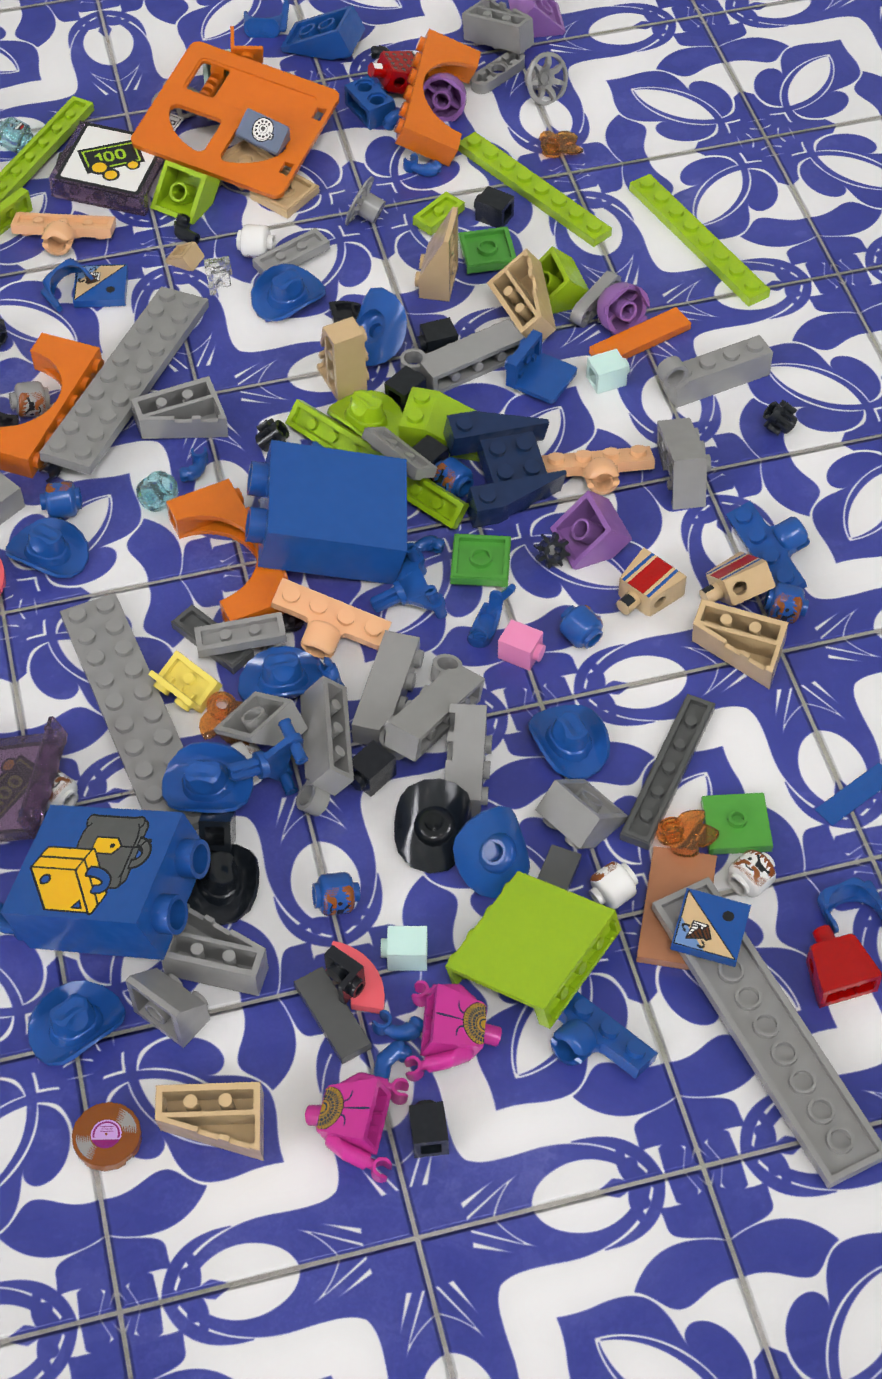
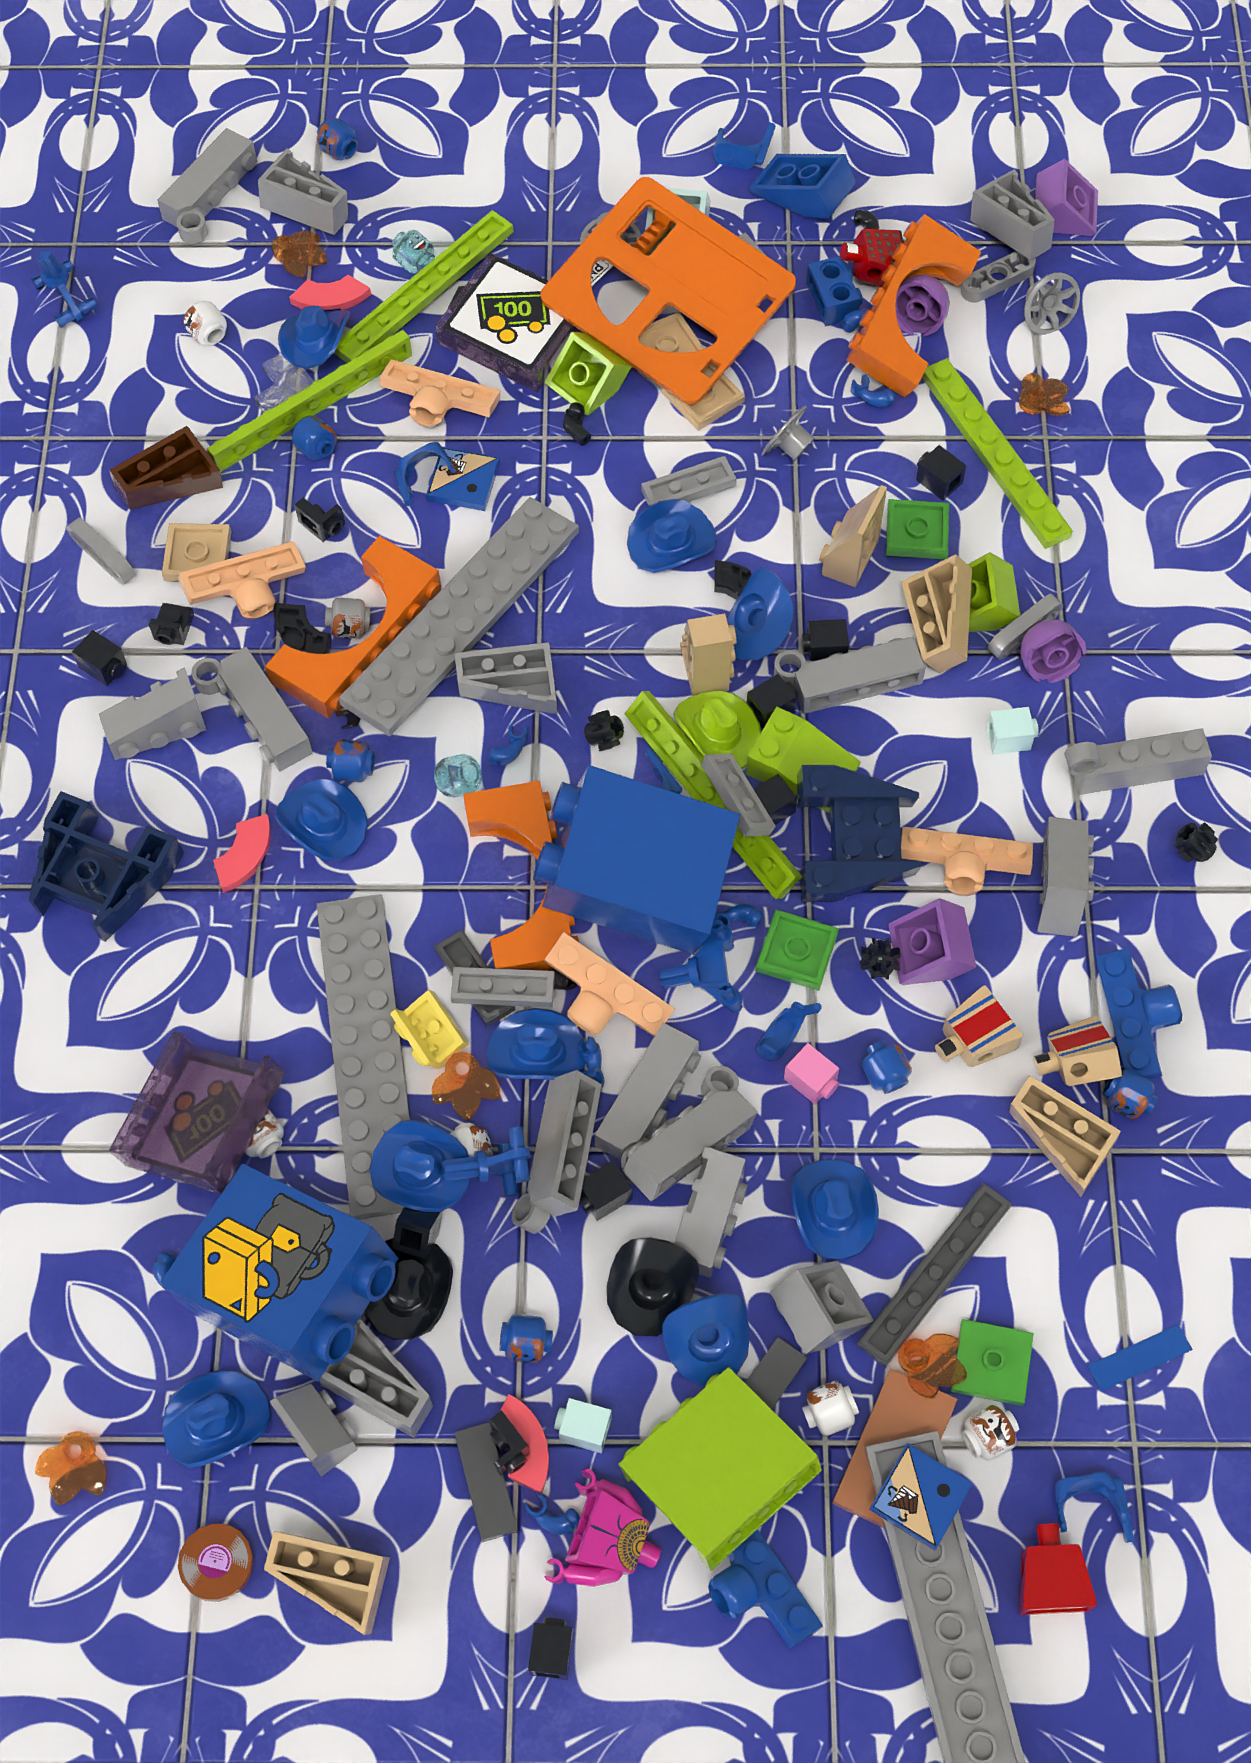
camera: 15 degrees right, 10 degrees up
(185, 256) = (568, 459): tan slope -> none
(218, 273) = (598, 492): clear slope -> none
(251, 52) = (704, 204): orange bracket -> none
(254, 240) = (650, 459): white head -> none
(258, 719) = (493, 1107): light grey slope -> none
(263, 132) = (693, 317): sand blue slope -> none
(355, 1117) = (475, 1618): dark pink torso -> none
(386, 1058) = (530, 1551): blue arm -> none
(433, 215) = (873, 465): lime plate -> none
(454, 476) = (794, 834): blue head -> none
(537, 372) = (931, 712): blue bracket -> none
(644, 334) = (1067, 688): orange tile -> none
(700, 240) = (1173, 569): lime plate -> none

